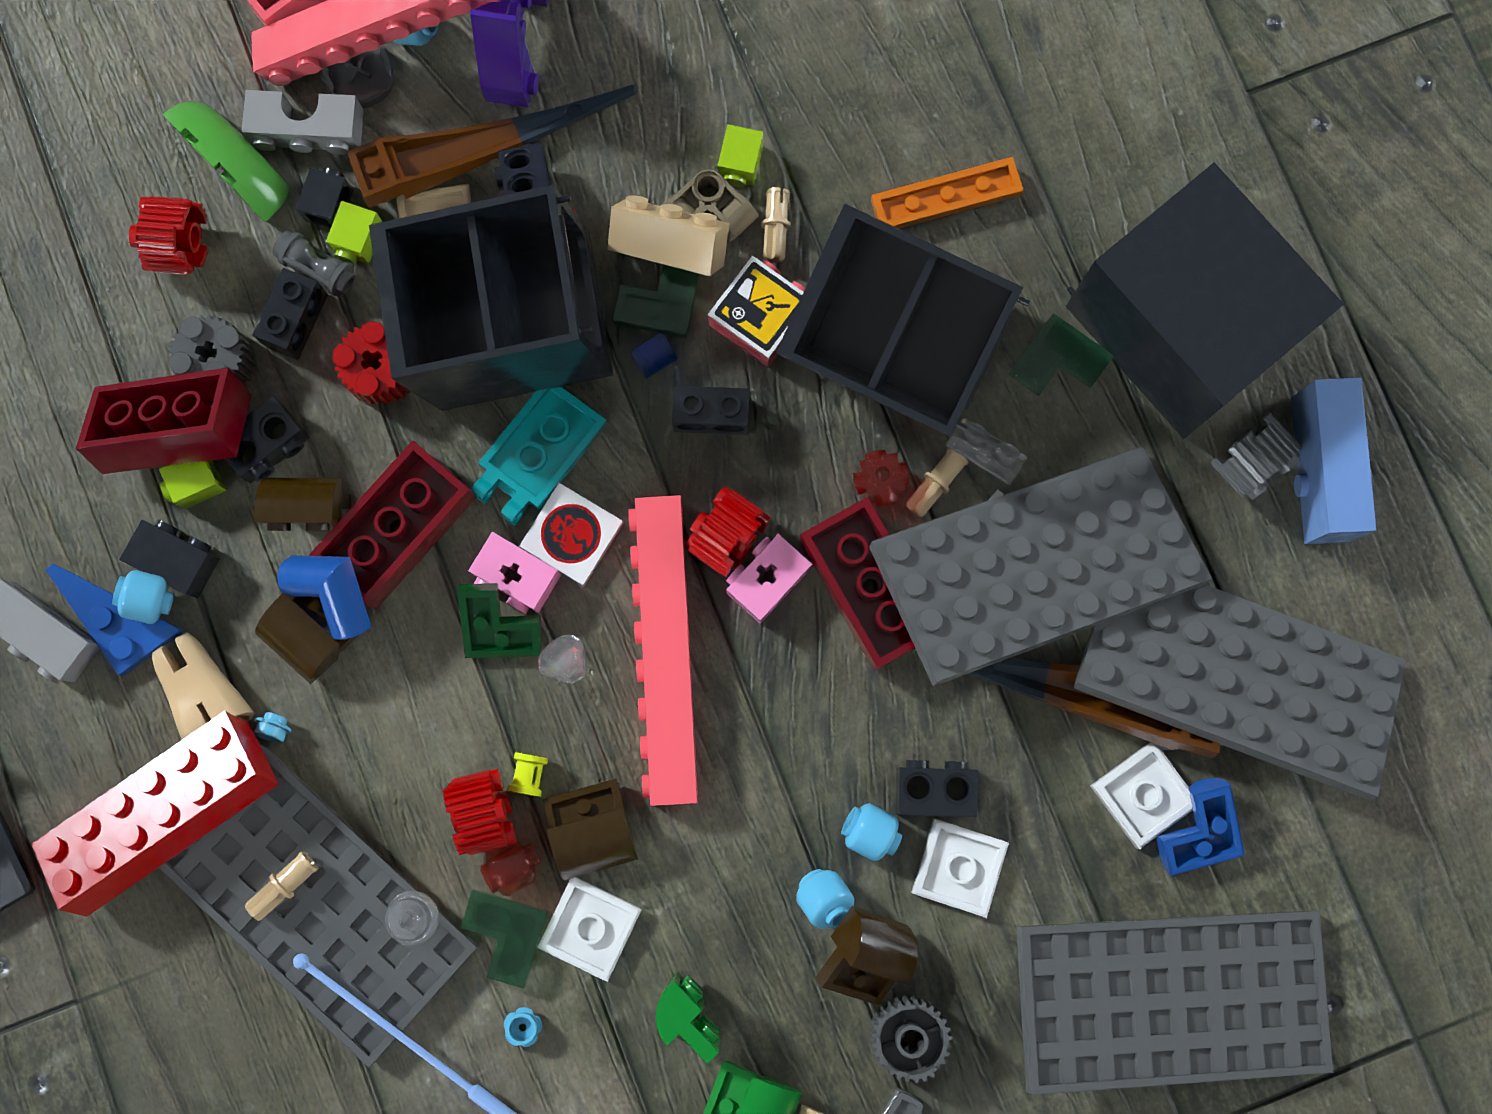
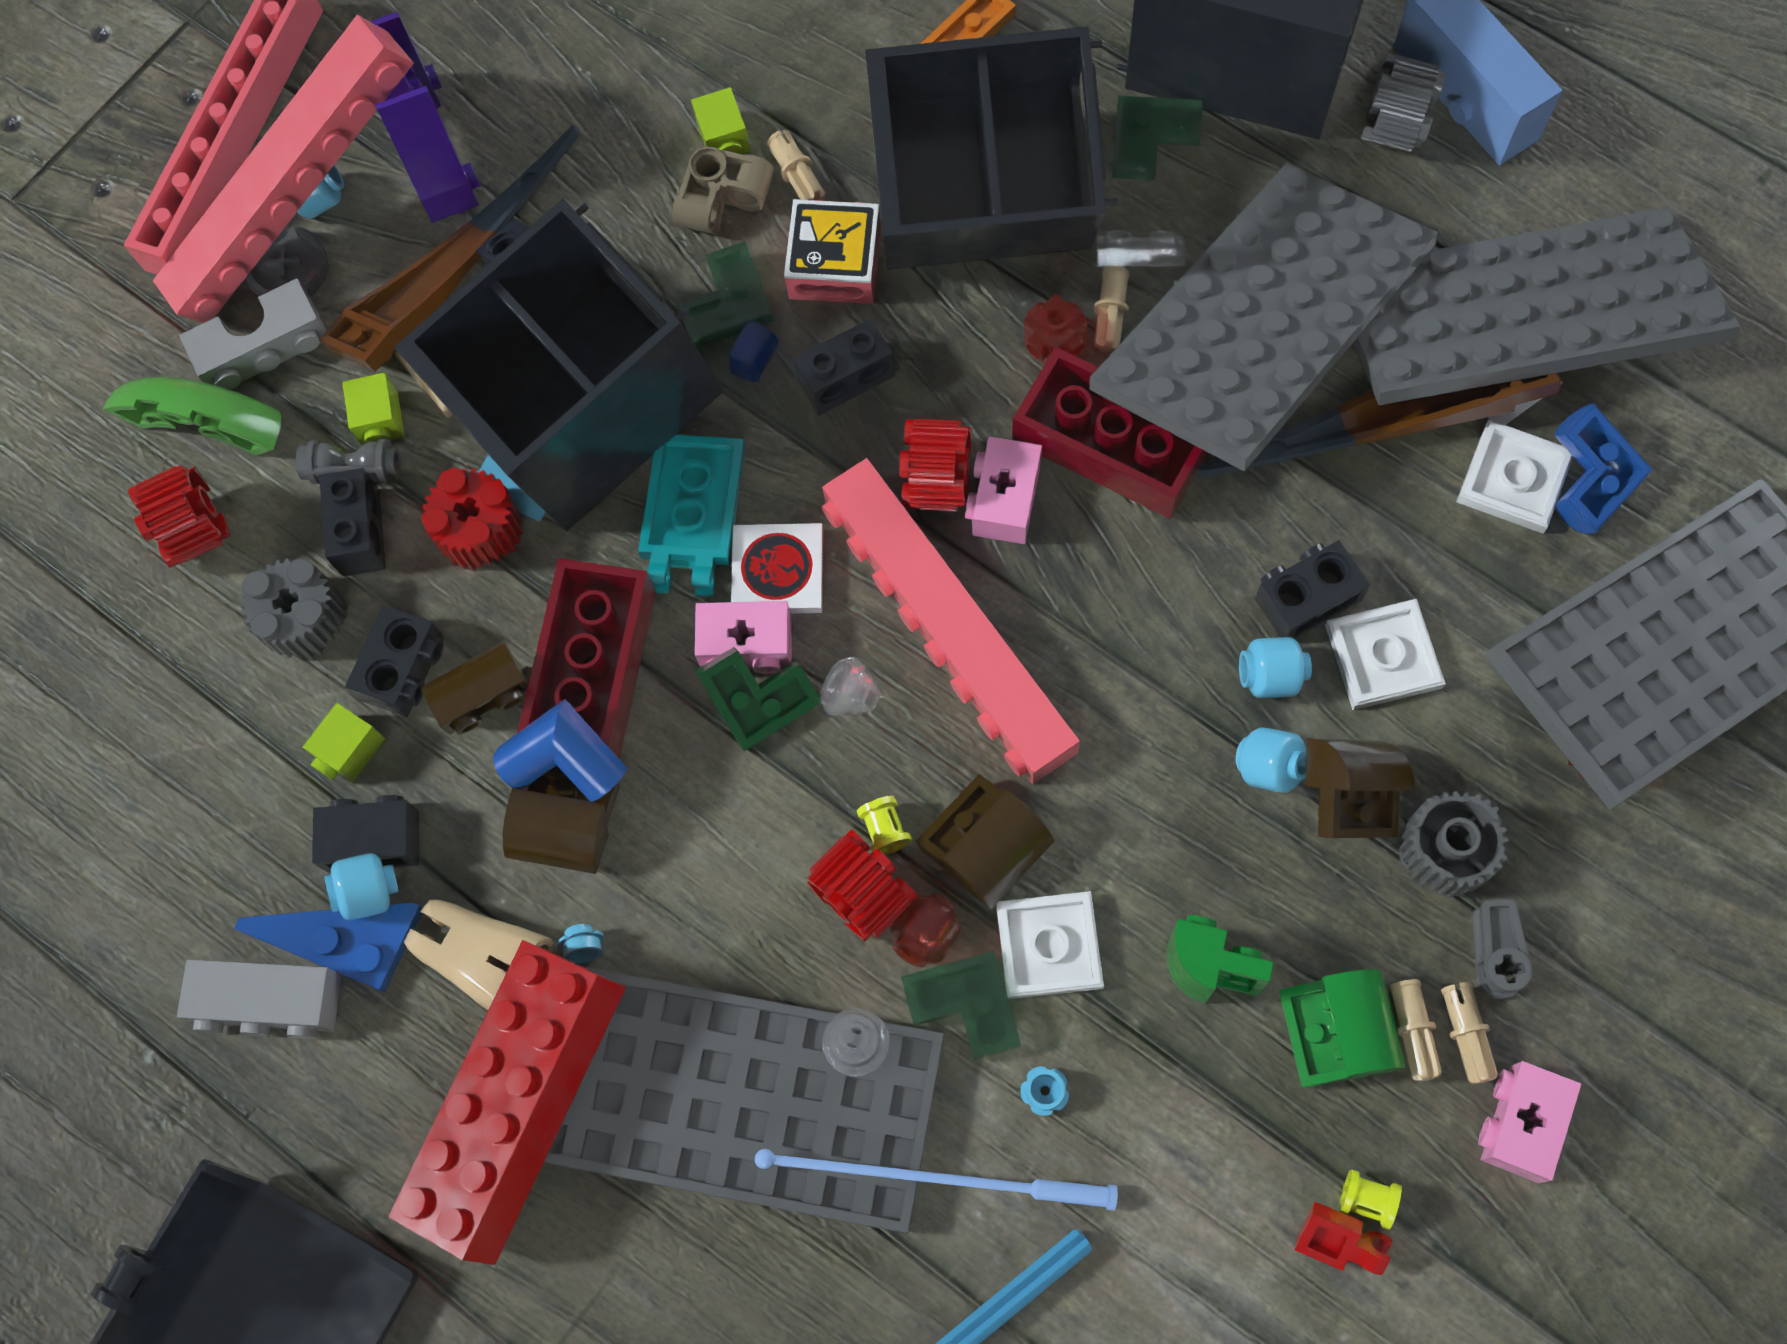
camera: 25 degrees left, 10 degrees down
(164, 421) = (281, 691): dark red brick -> none
(281, 886) = (693, 1095): tan axle -> none
(323, 196) = (320, 395): black brick -> none
(668, 235) = (697, 227): tan brick -> none

